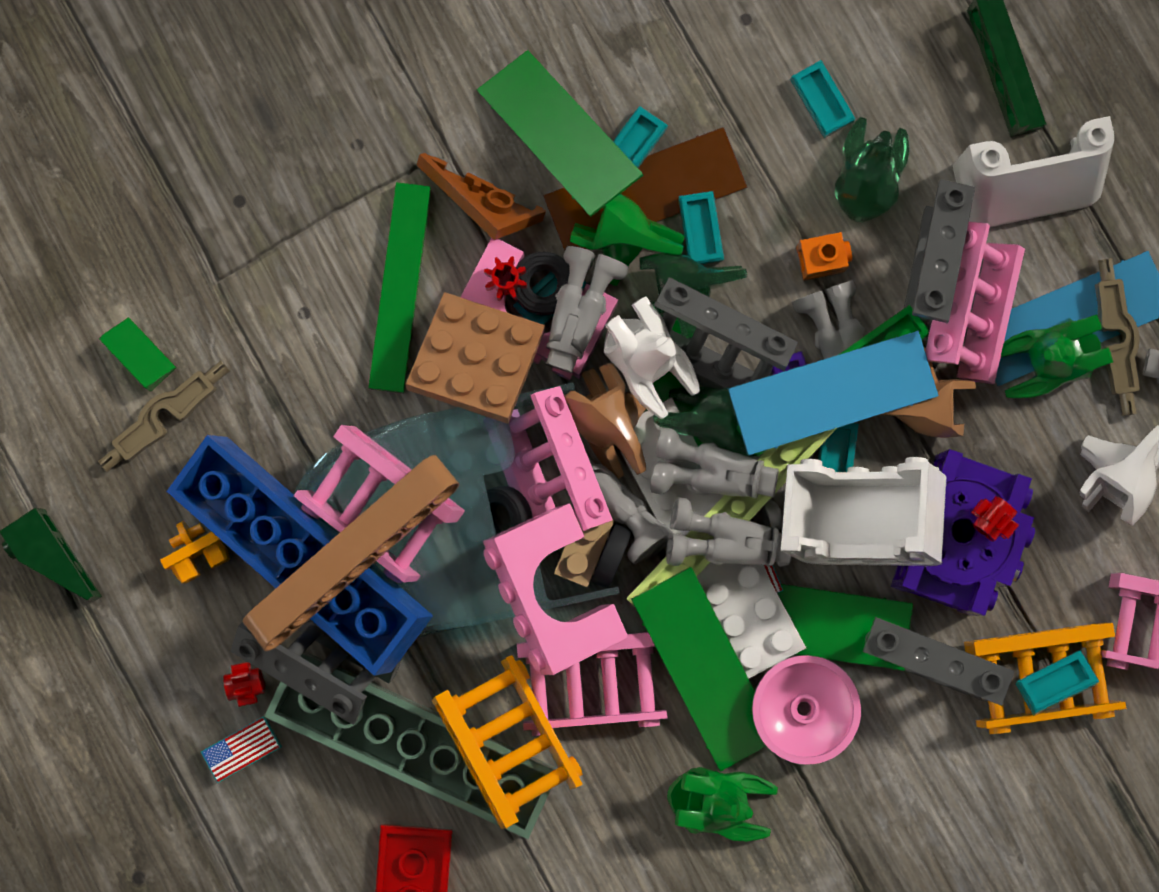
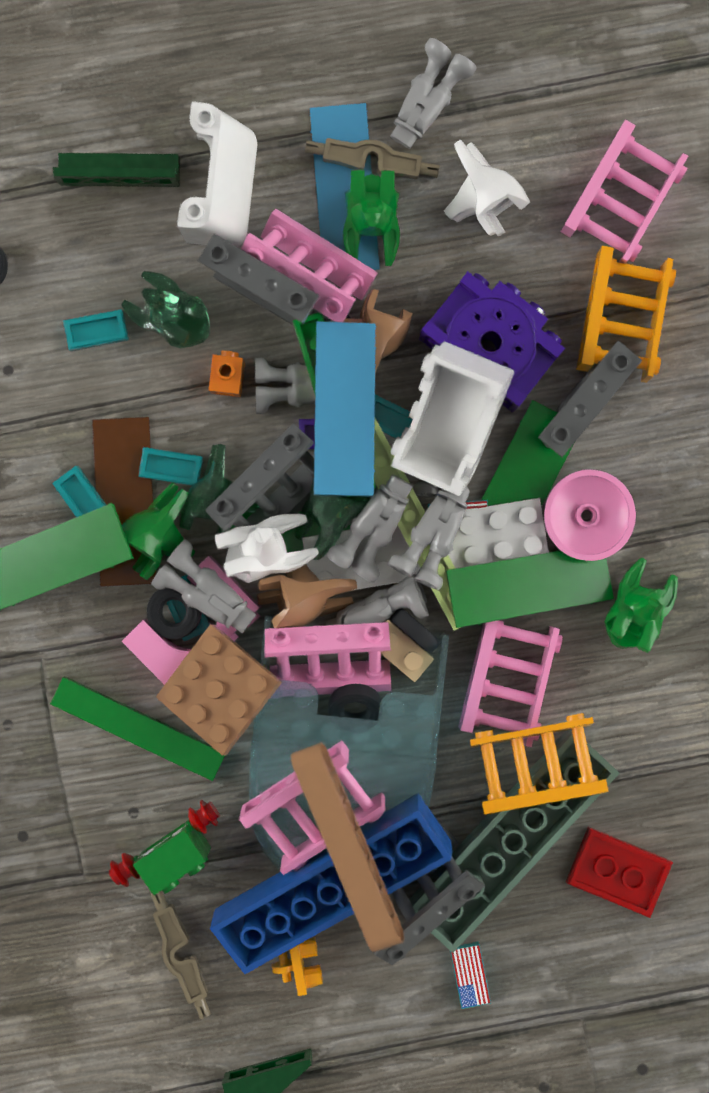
camera: 75 degrees left, 5 degrees up
(138, 354) = (122, 959): green slope -> none
(244, 684) = (421, 959): red gear -> none
(267, 365) = (171, 856): none -> green brick
(482, 201) = (90, 638): dark orange wing -> none
(510, 287) = (152, 643): red gear -> none
(515, 559) = (393, 712): bright pink arch -> none
(994, 518) = (491, 313): red gear -> none
(1057, 683) = (635, 307): teal tile -> none

